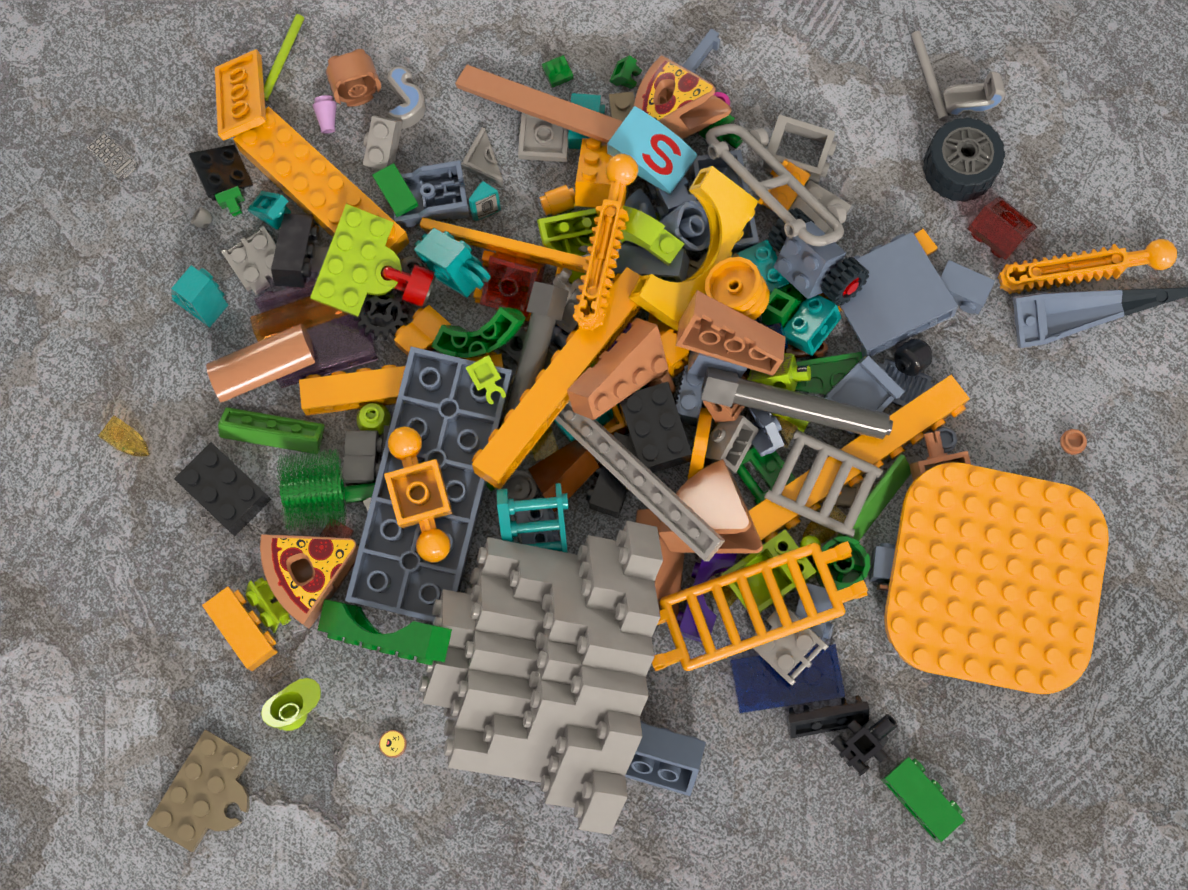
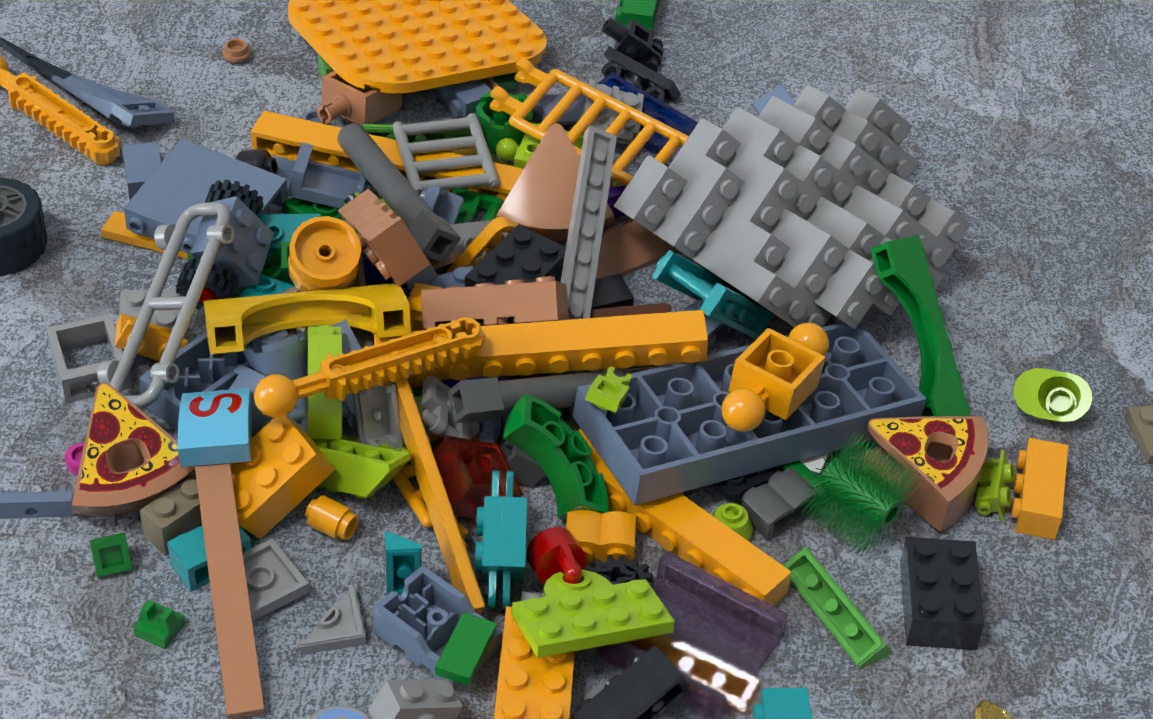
camera: 135 degrees left, 30 degrees down
(261, 363) = (784, 637): nougat brick -> none
(392, 744) = (990, 323): light yellow tile -> none
(1001, 228) = (56, 172): clear red slope -> none

